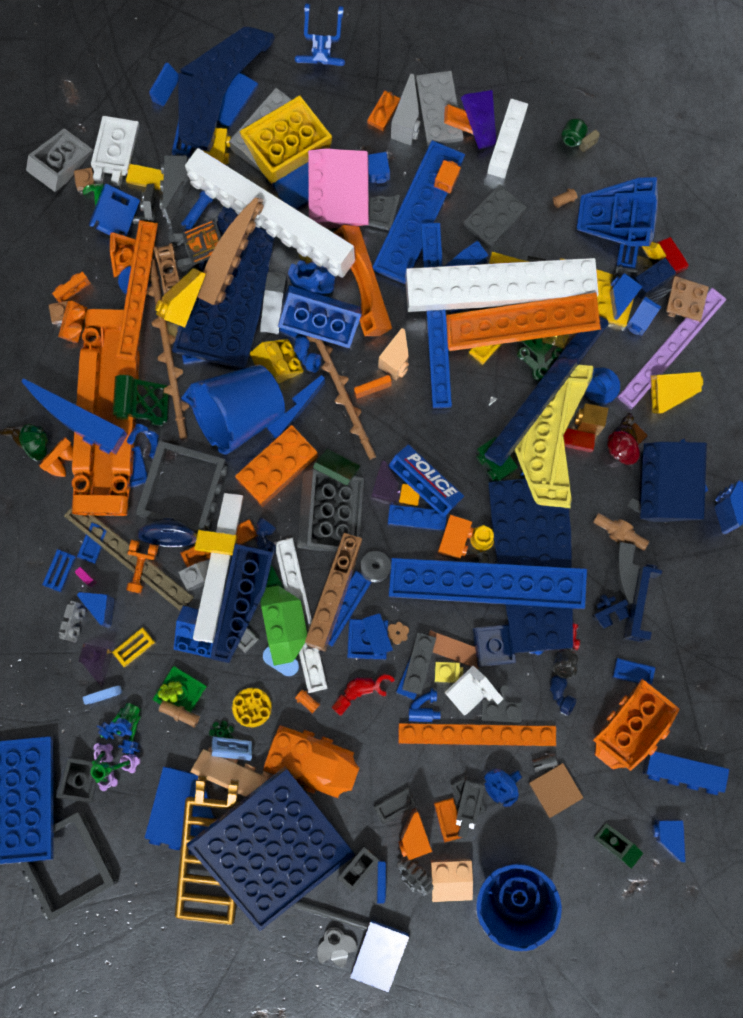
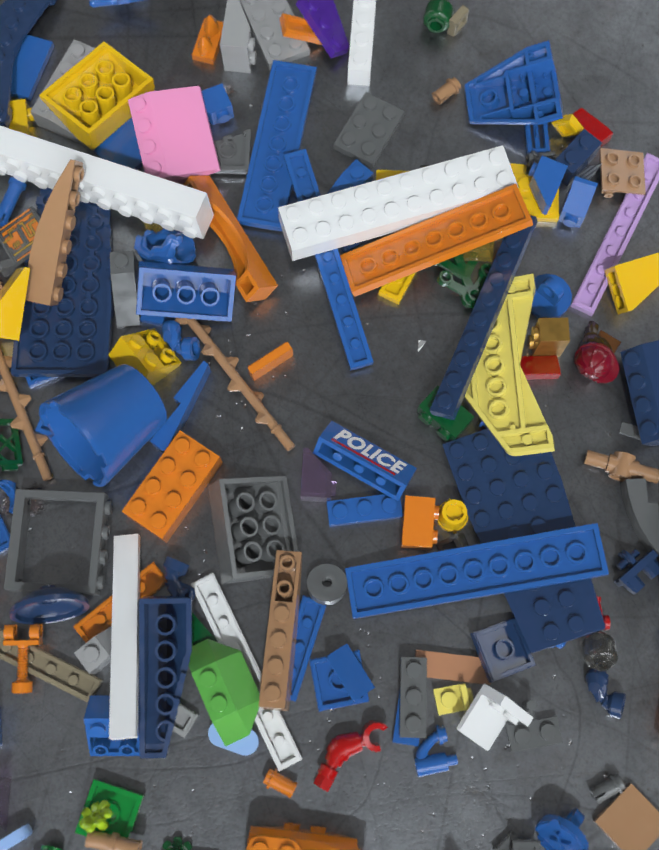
camera: 10 degrees left, 5 degrees down
(130, 650) = (51, 748): yellow tile -> none
(215, 542) = (114, 602): yellow tile -> none
(251, 707) = (209, 809): yellow tile -> none
(336, 467) = (248, 469): dark green tile -> none
(395, 357) = (290, 318): light nougat slope -> none
(397, 639) = (375, 670): medium nougat plant -> none
(408, 496) = (347, 484): light orange tile -> none
(447, 176) = (301, 94): orange brick -> none
(477, 734) = (510, 772): orange plate -> none

